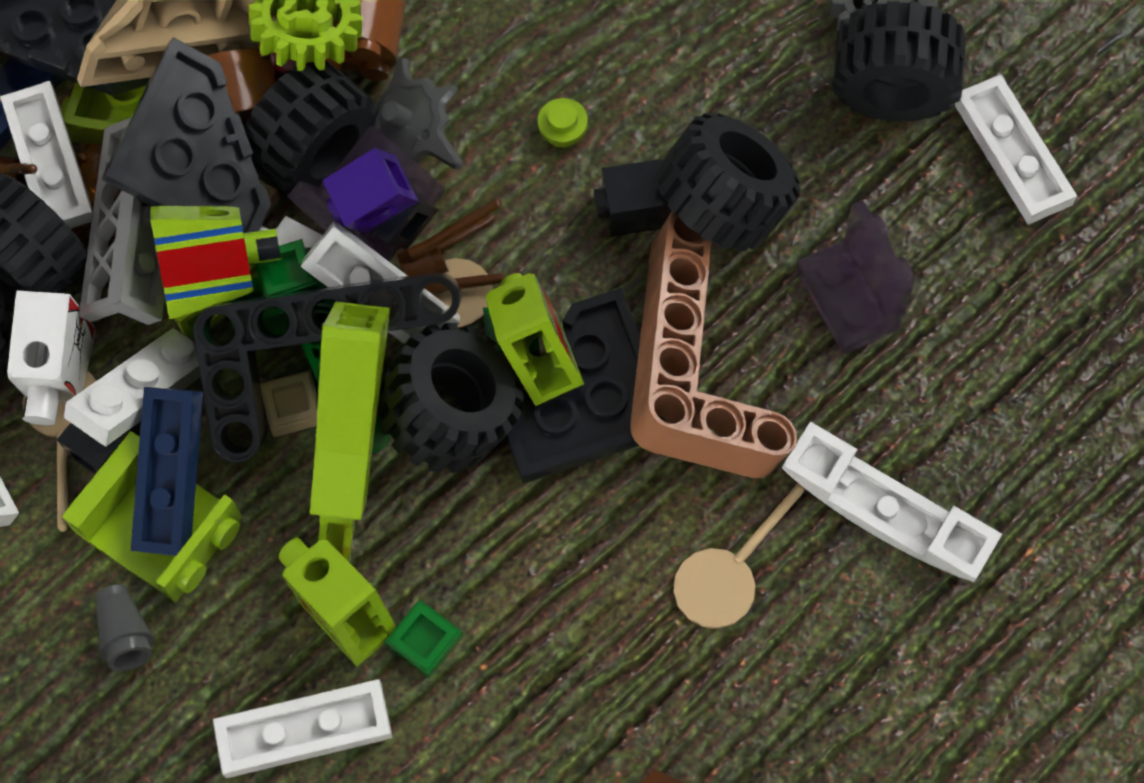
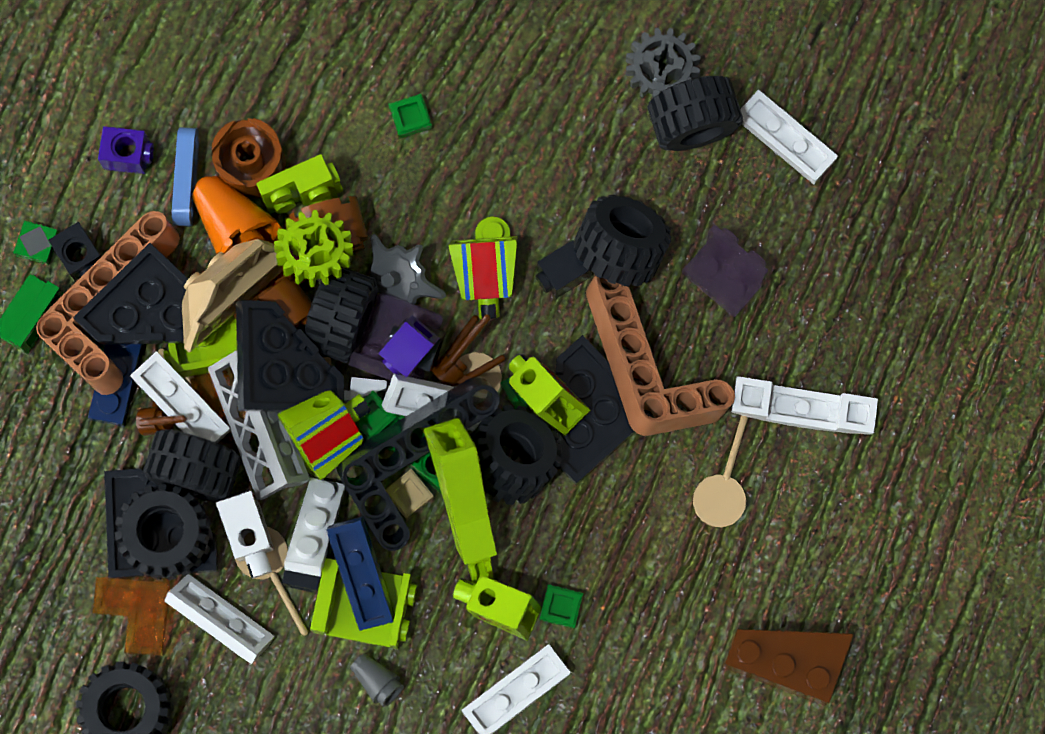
camera: 25 degrees left, 10 degrees up
(529, 156) = (485, 270): none -> torso

